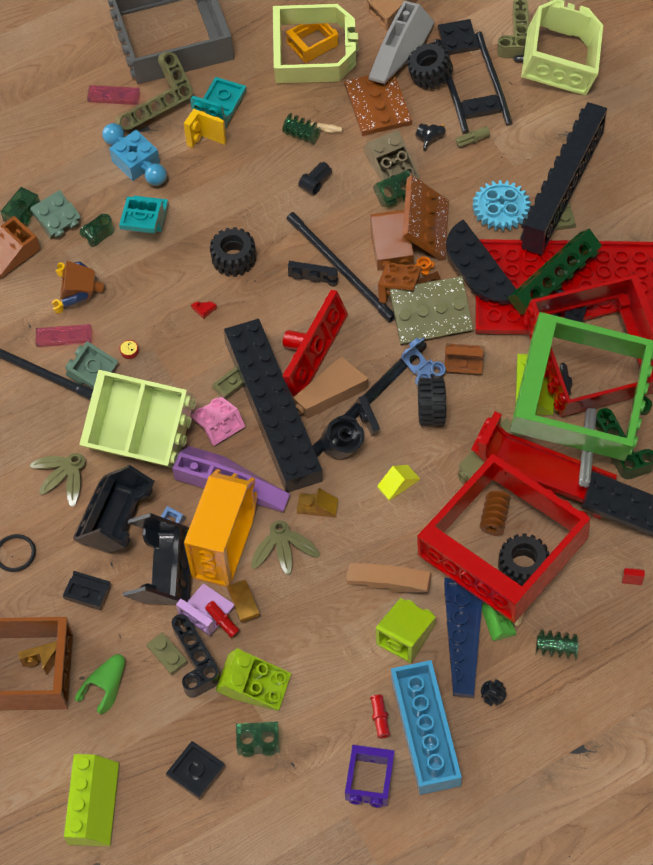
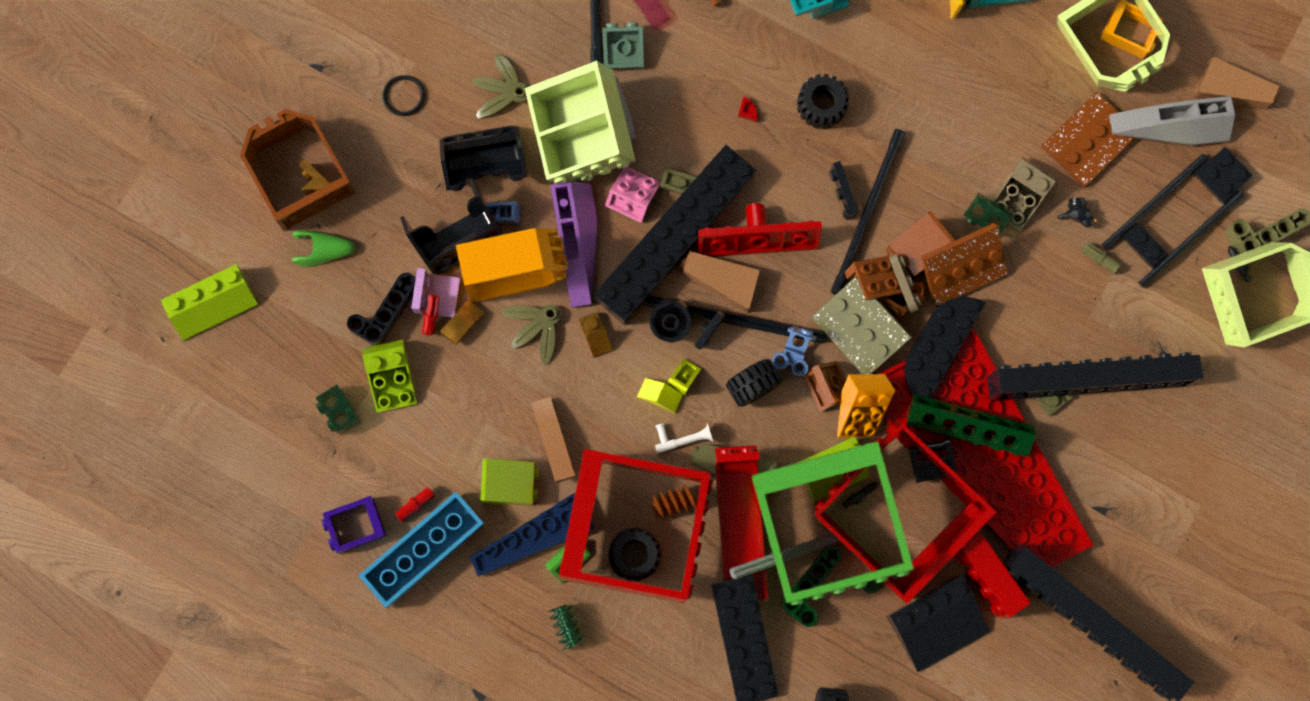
camera: 50 degrees right, 20 degrees up
(87, 590) = (398, 180): black plate -> none
(129, 349) = (664, 68): tile -> none
(167, 654) = (377, 285): olive plate -> none
(195, 770) = (282, 373): black plate -> none
(301, 129) = (1008, 83): clear green piece -> none
(313, 181) = (952, 129): black piece -> none
(329, 128) = (1028, 106): tan piece -> none
(395, 454) = (683, 376): none -> neon yellow slope
(428, 265) = (905, 282): none -> dark tan plate
(430, 65) = (1166, 154): black tyre -> none
(452, 460) = (666, 445): none -> white piece
(493, 692) = (488, 593): black gear -> none
(496, 333) = (863, 404): none -> light orange slope
(501, 205) = (1045, 321): medium azure gear -> none
(633, 576) = (675, 663): red tile -> none

